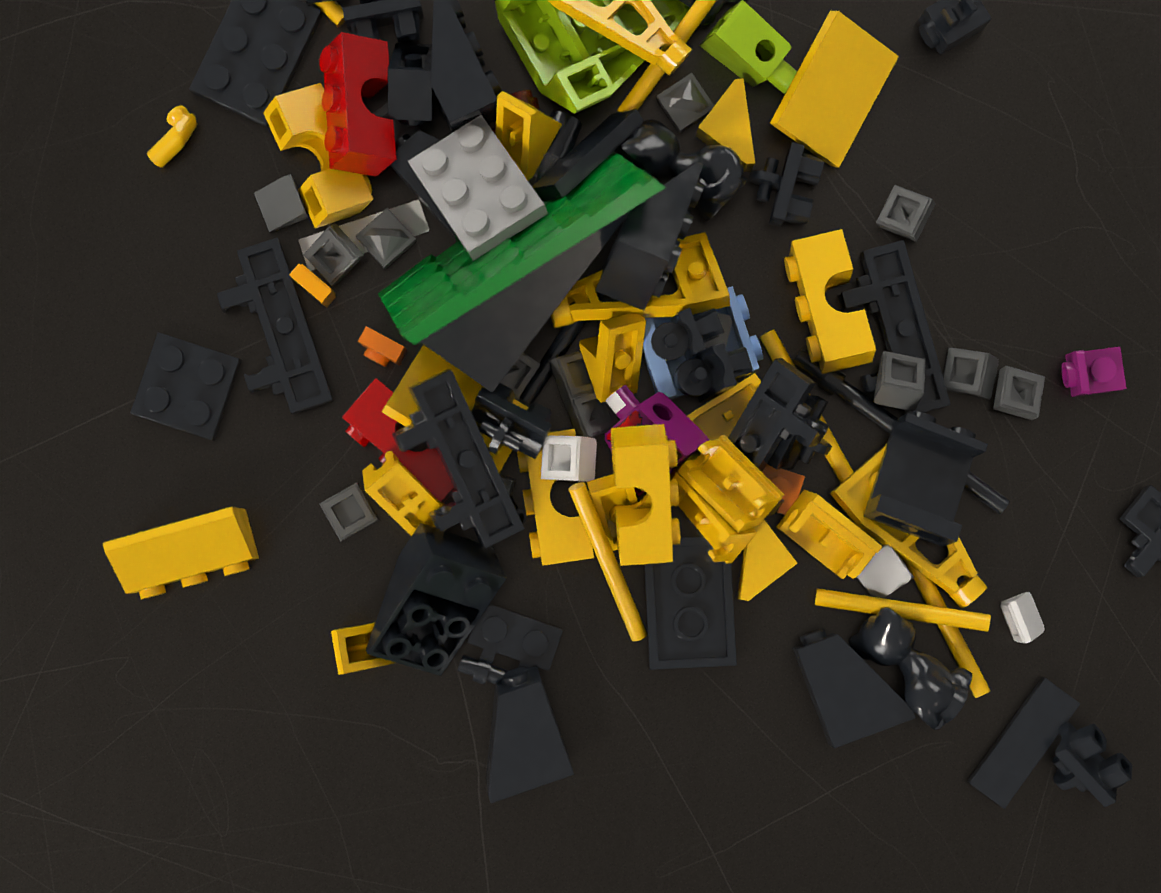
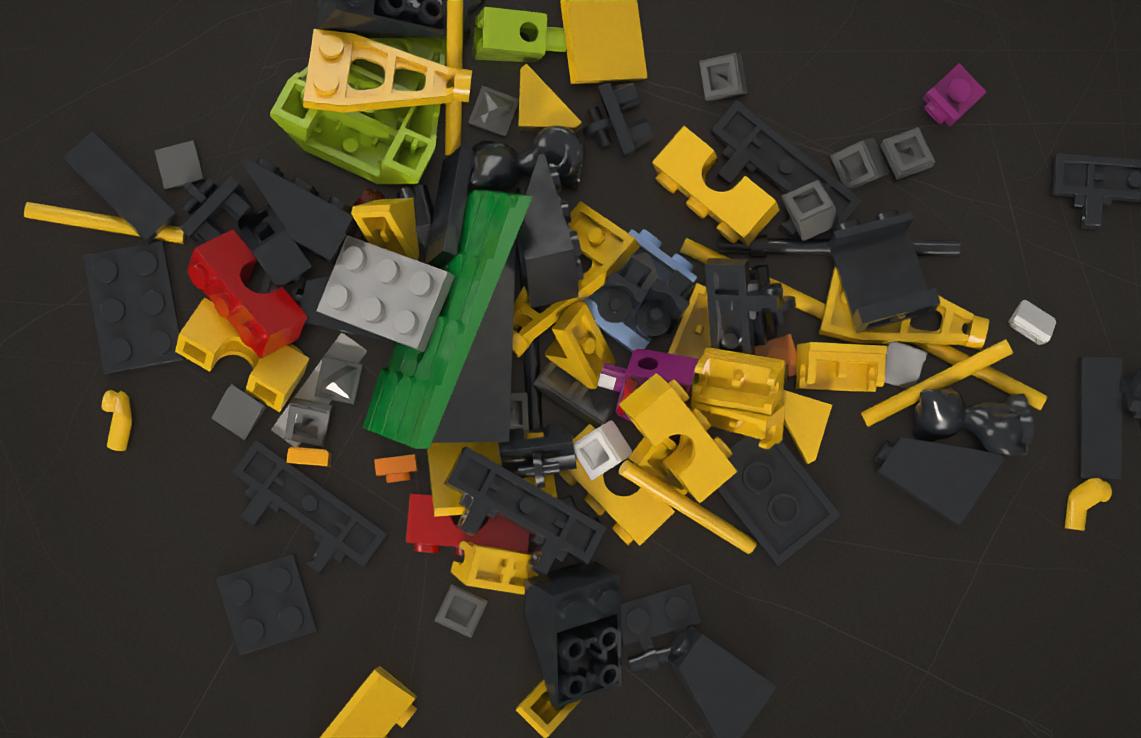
camera: 30 degrees left, 0 degrees up
(958, 801) = (1083, 498): none -> yellow arm

